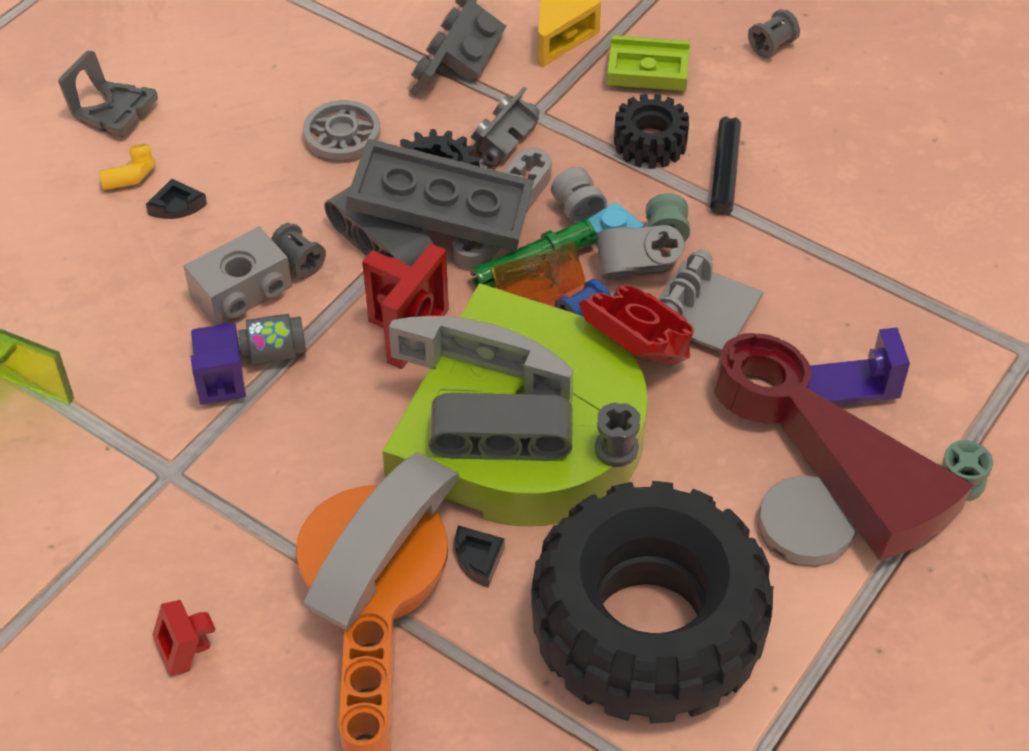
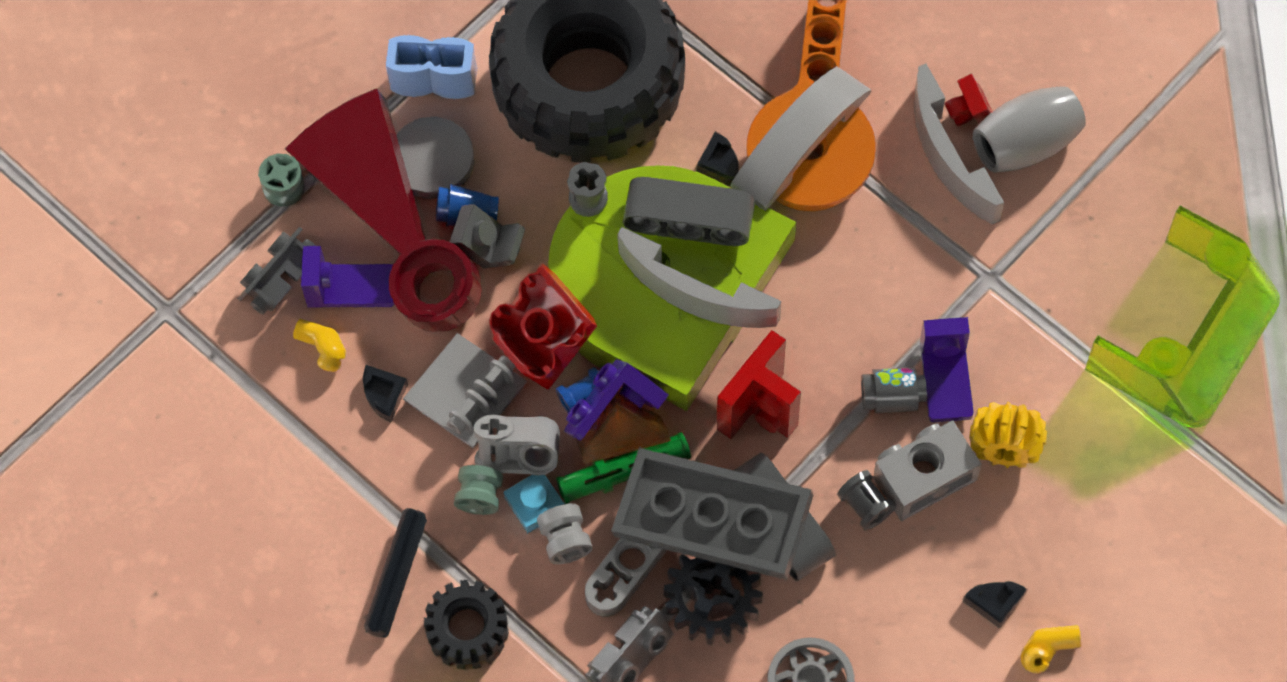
camera: 170 degrees left, 15 degrees up
(112, 603) = (1029, 129): none -> light grey piece
(156, 298) = (1008, 435): none -> yellow gear
(188, 541) = (972, 189): none -> light grey slope
(555, 277) = (636, 390): none -> dark purple bracket
(721, 430) = (485, 239): none -> dark grey bracket
(754, 464) = (452, 198): none -> blue cone
(785, 301) = (383, 391): none -> black tile
(843, 592) = (427, 67): none -> light blue brick
(854, 327) = (326, 341): none -> yellow arm
(941, 373) = (265, 283): none -> dark grey hinge

